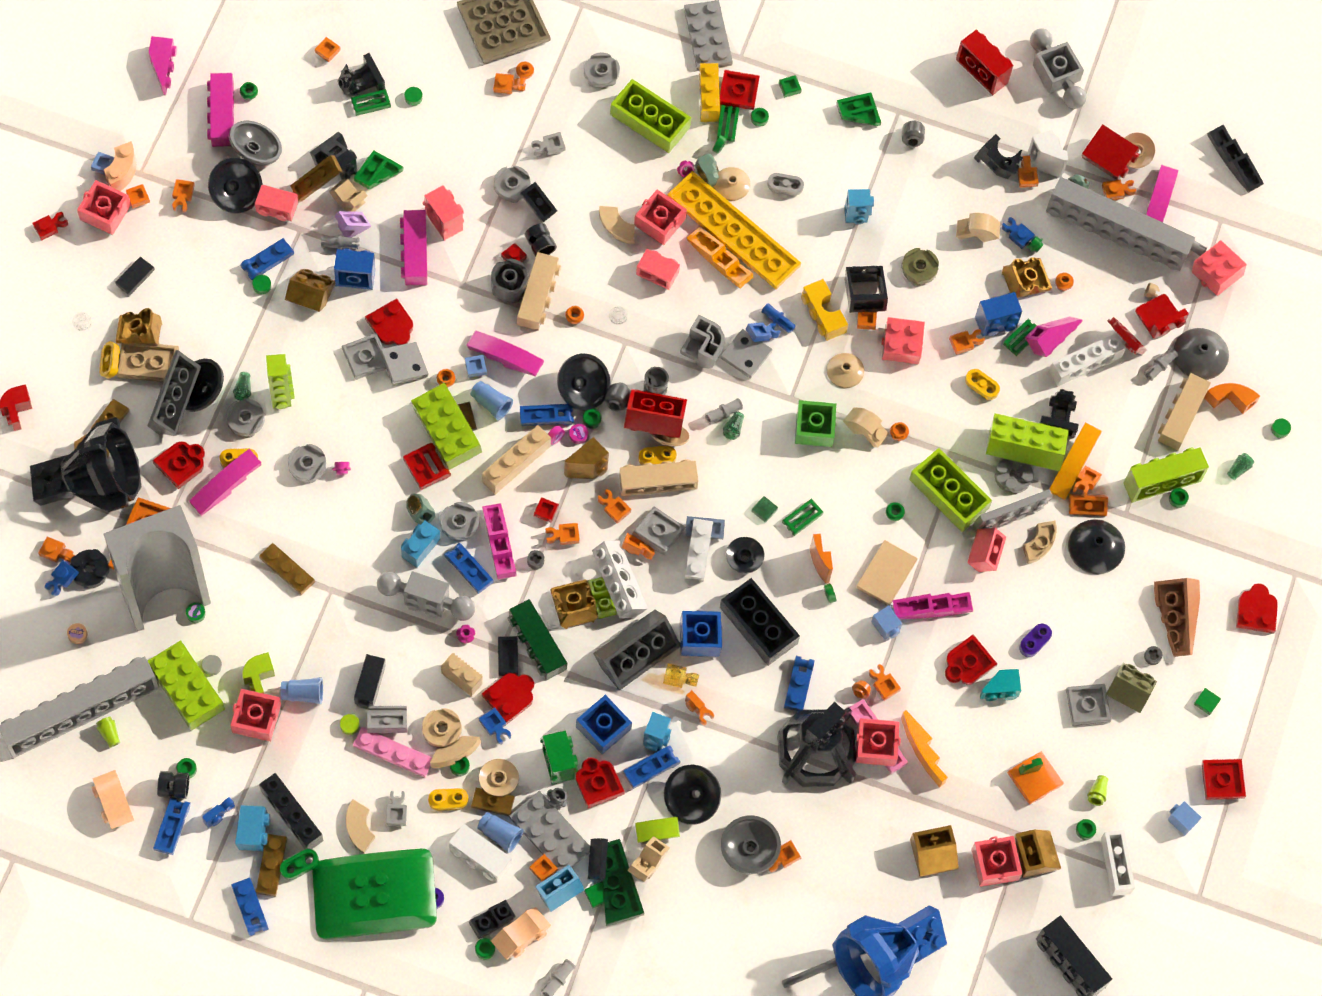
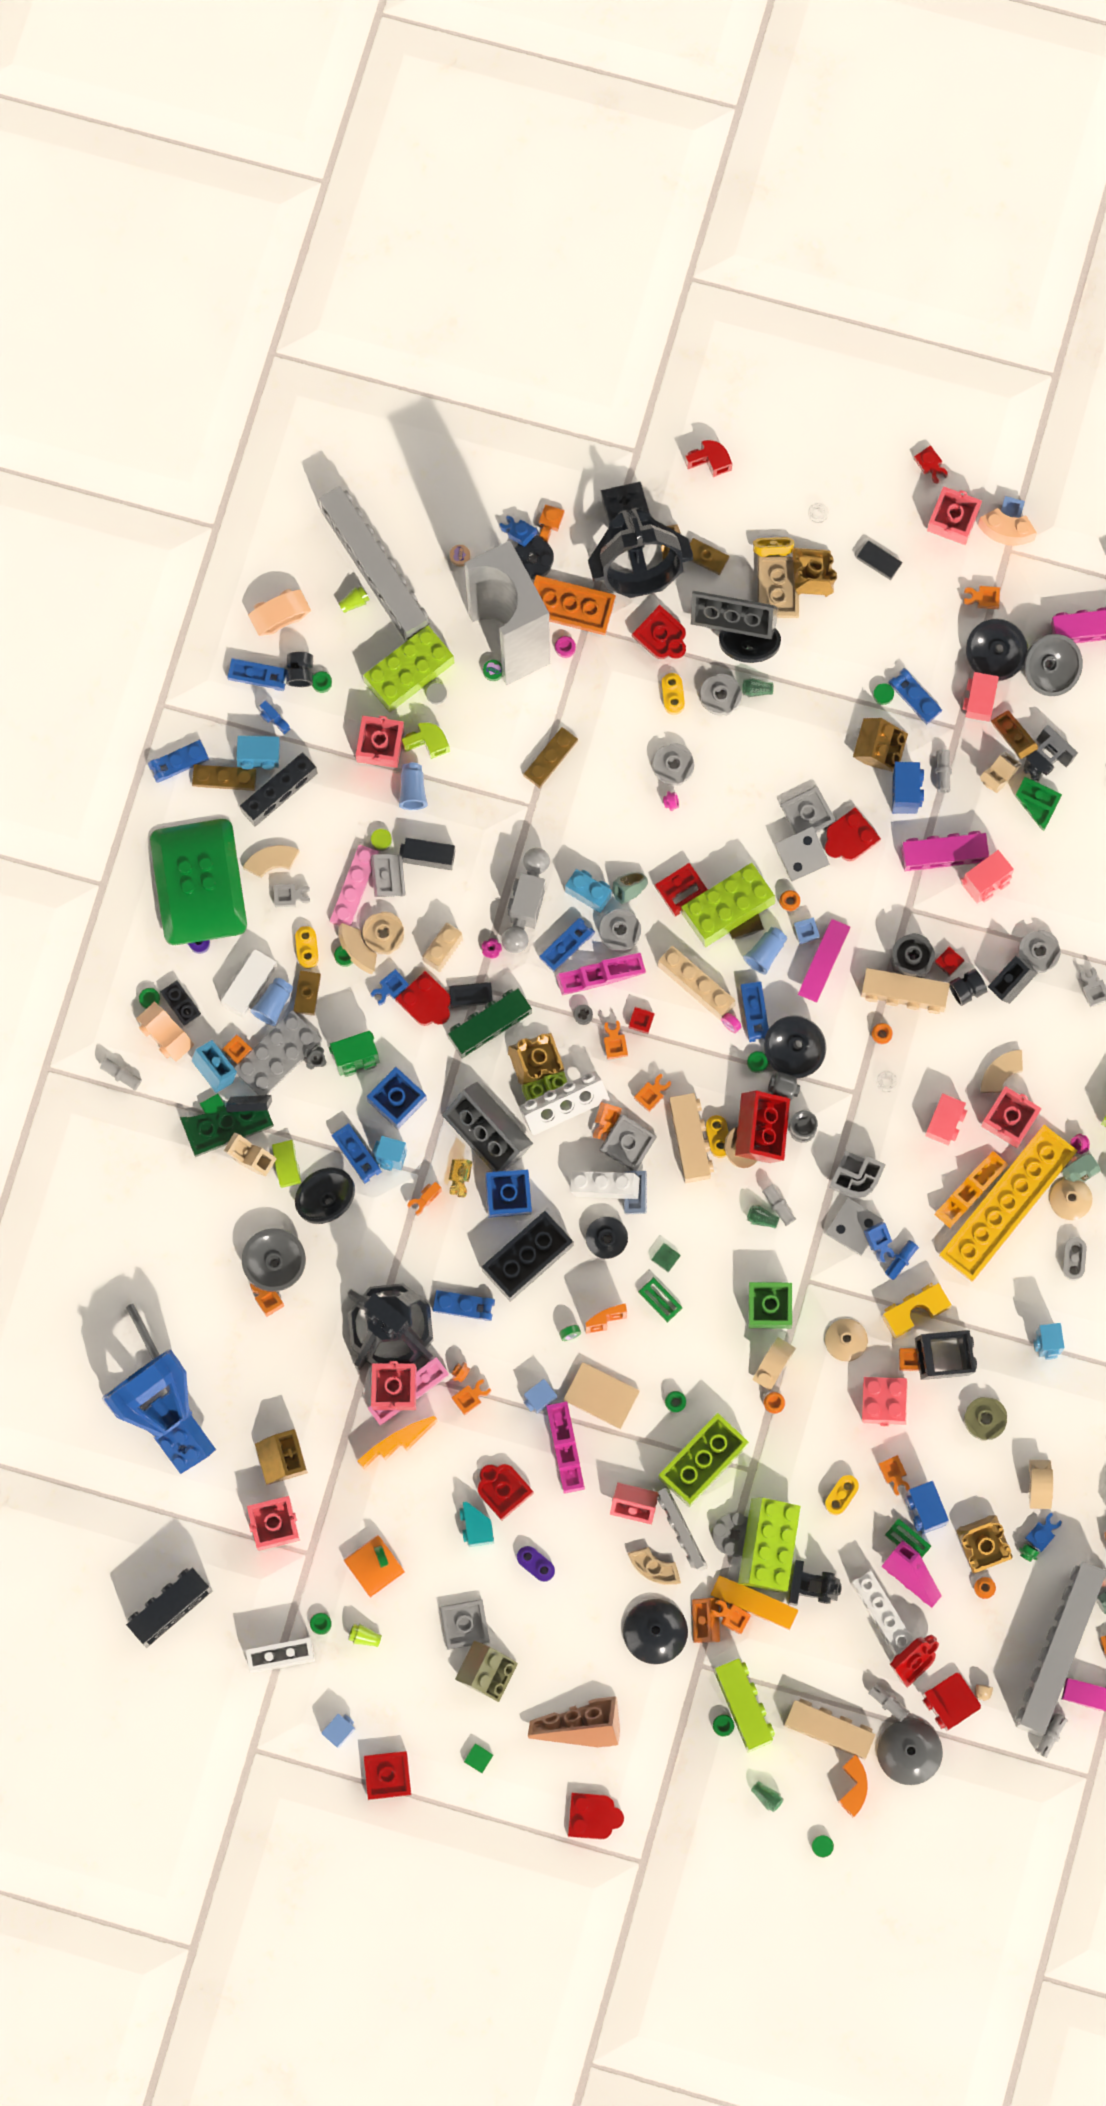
camera: 95 degrees right, 10 degrees up
(138, 196) = (976, 550): orange plate -> none
(224, 482) = (641, 681): dark pink slope -> none
(280, 381) = (752, 719): lime brick -> none
(298, 862) = (225, 805): green plate -> none
(351, 223) = (968, 780): lavender slope -> none
(498, 769) = (331, 985): tan dish -> none
(578, 433) = (737, 1049): dark pink tile -> none
(587, 461) = (700, 1059): pearl gold slope -> none
(598, 782) = (335, 1098): red plate -> none
(1036, 852) = (287, 1568): pearl gold slope -> none
(1147, 656) = (530, 1703): dark grey bush -> none
(1218, 268) = (1019, 1770): coral brick -> none

